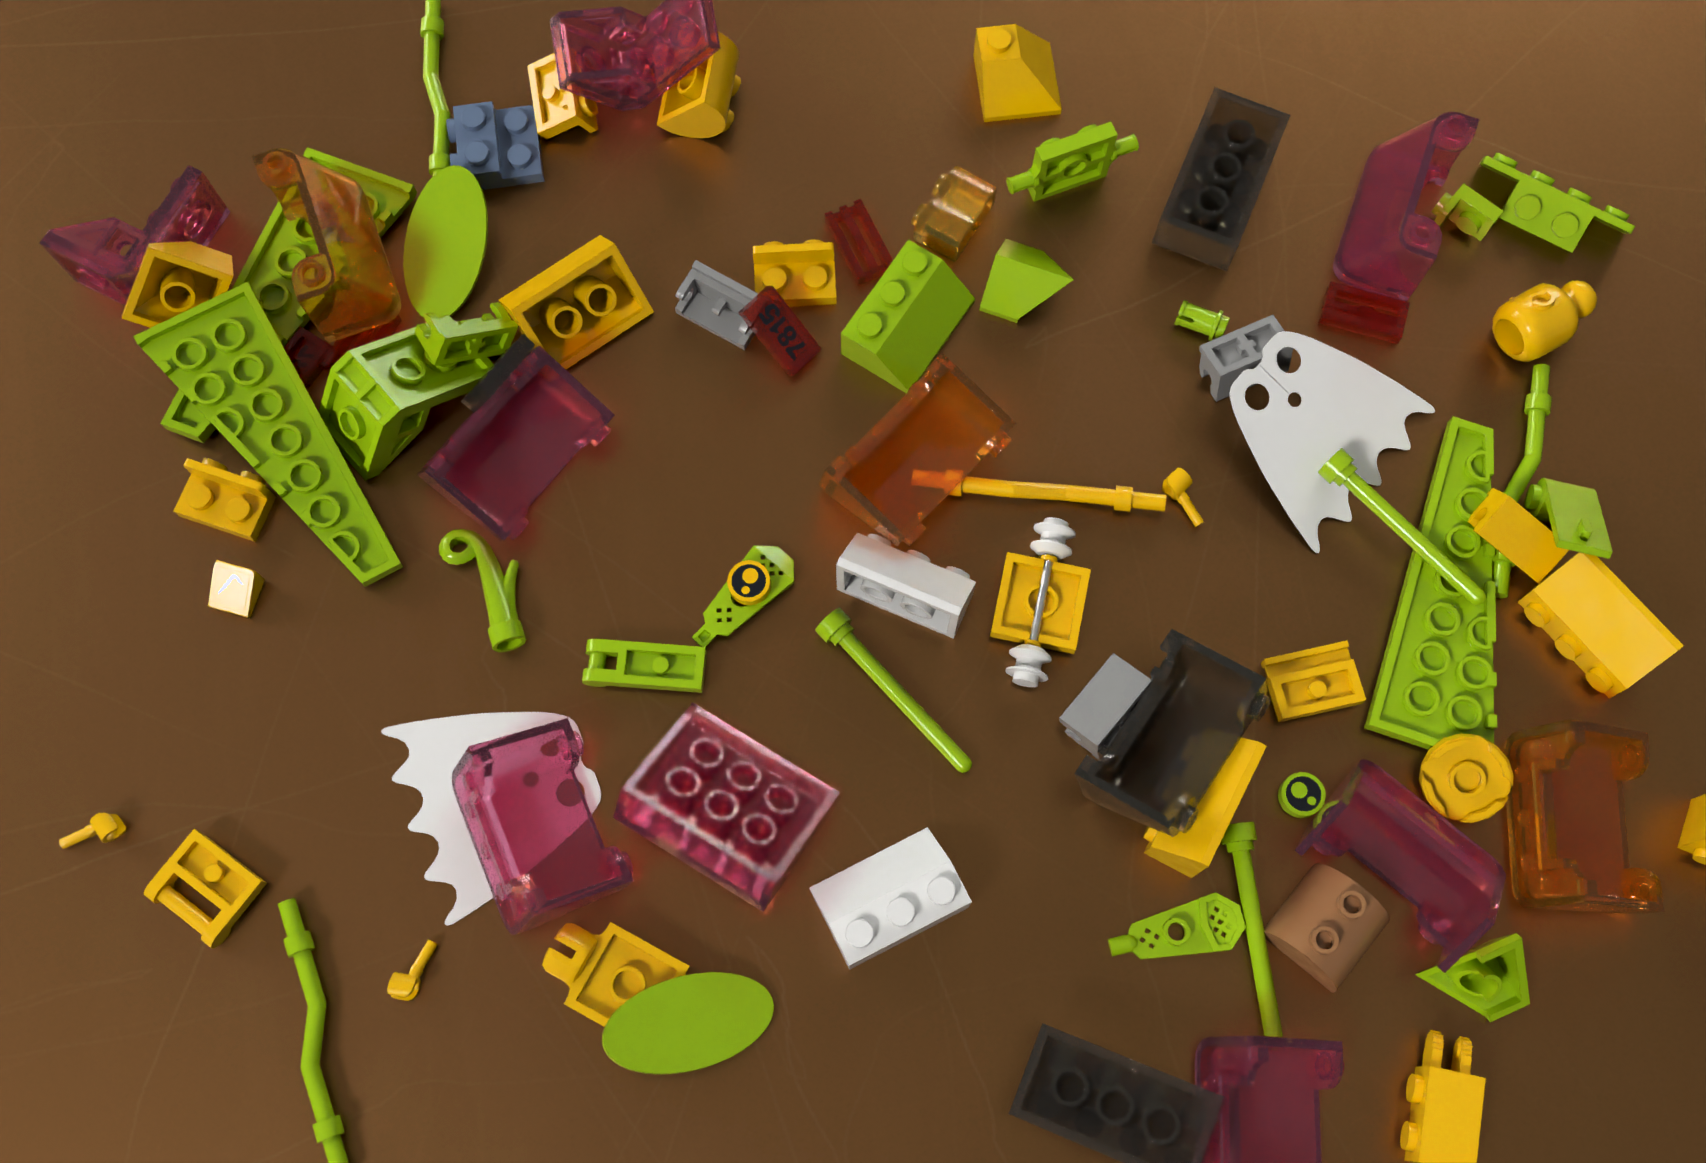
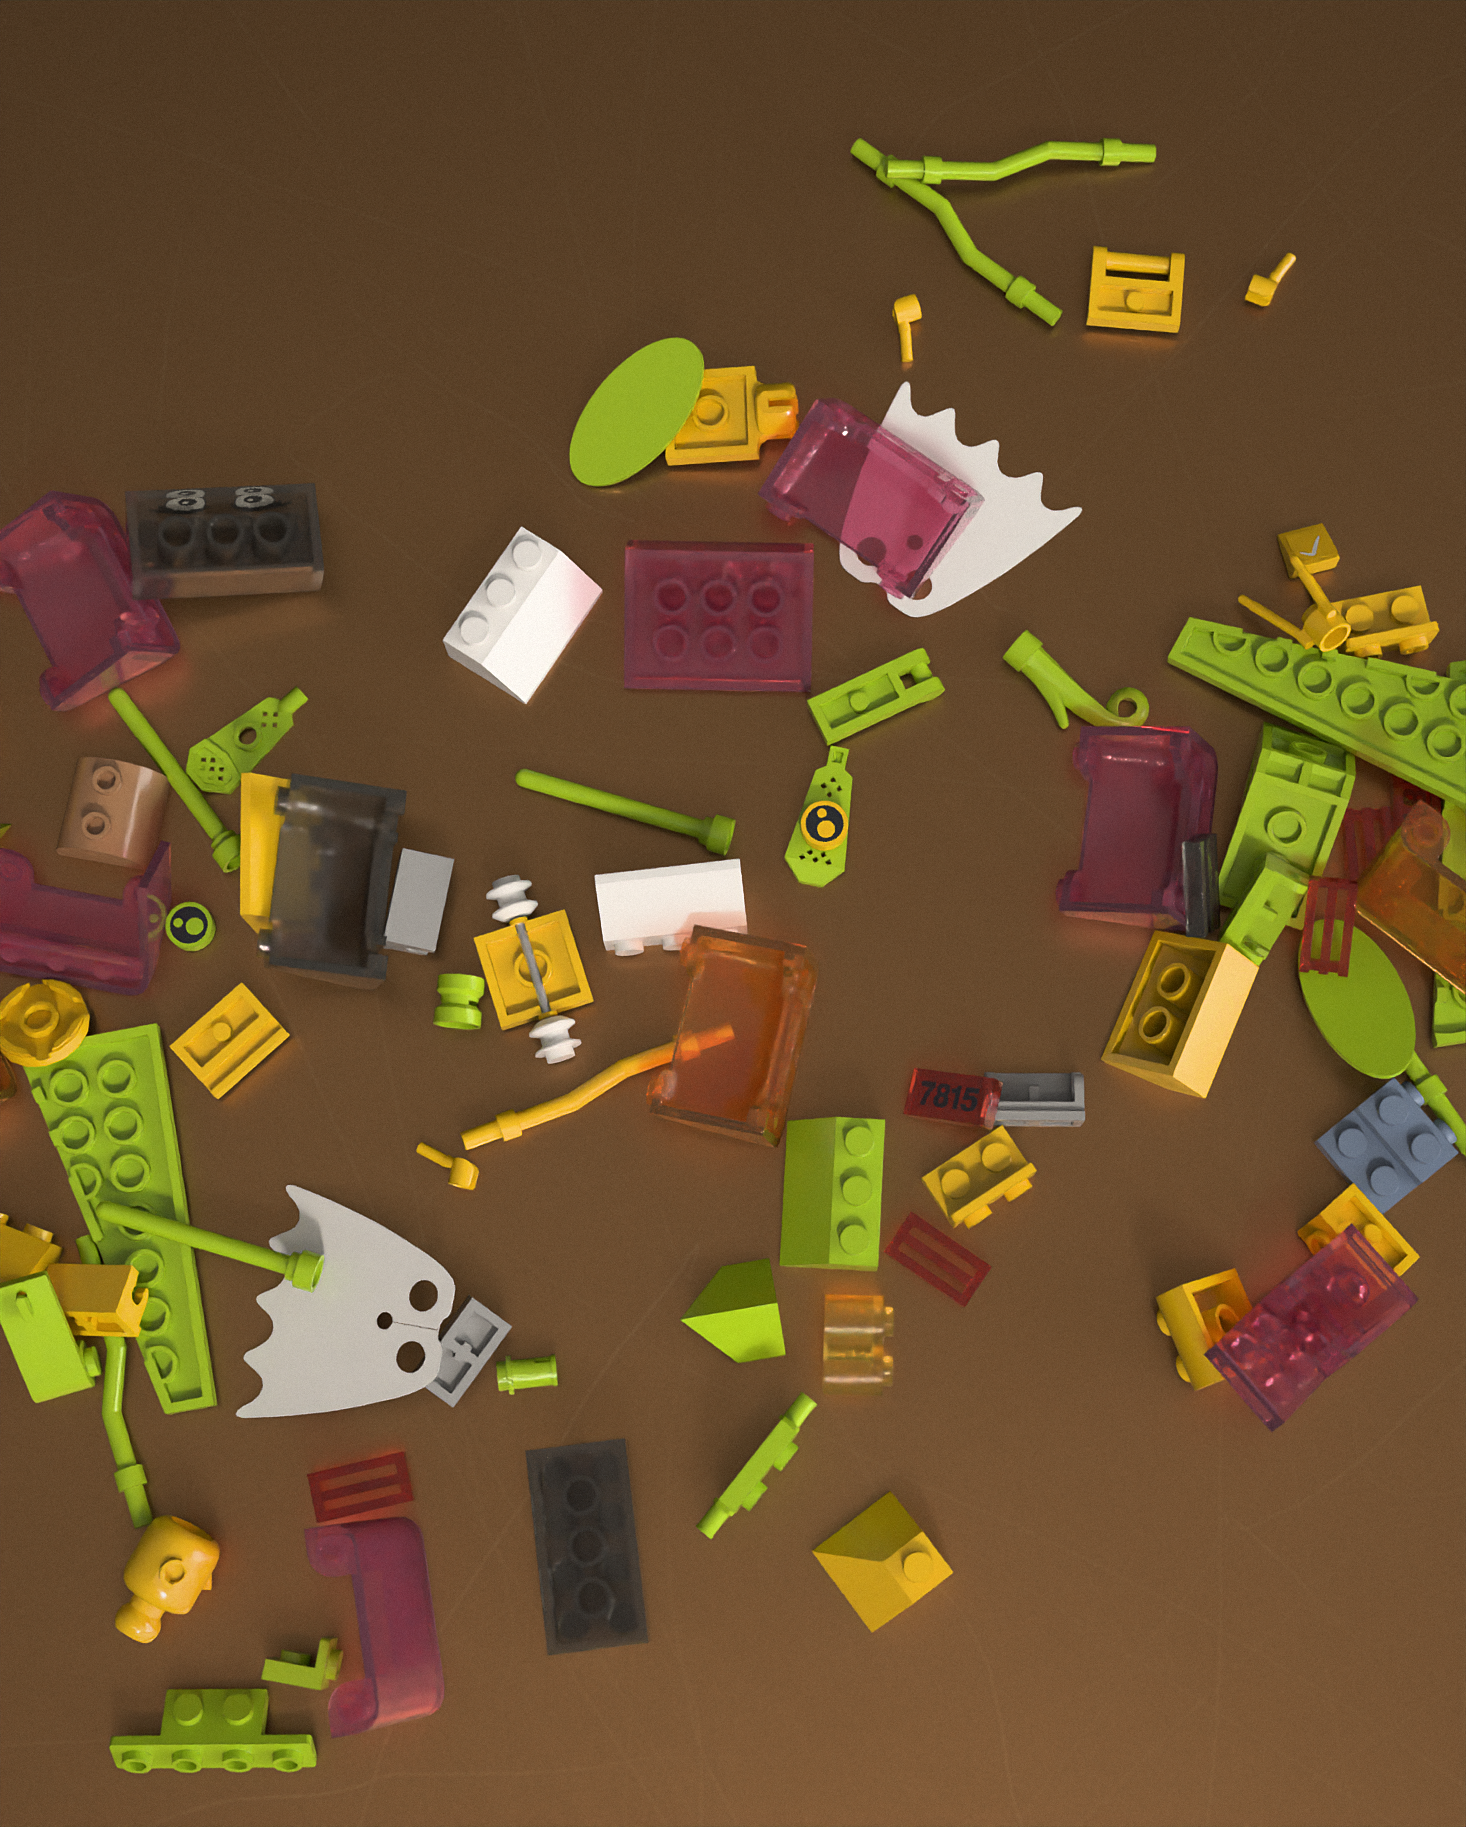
camera: 155 degrees right, 5 degrees up
(267, 508) = (1321, 621): none -> yellow plant
(291, 1099) = (1106, 151): none -> lime bar
(419, 279) = (1324, 964): none -> clear red tile
(1113, 608) = (459, 1001): none -> lime wheel

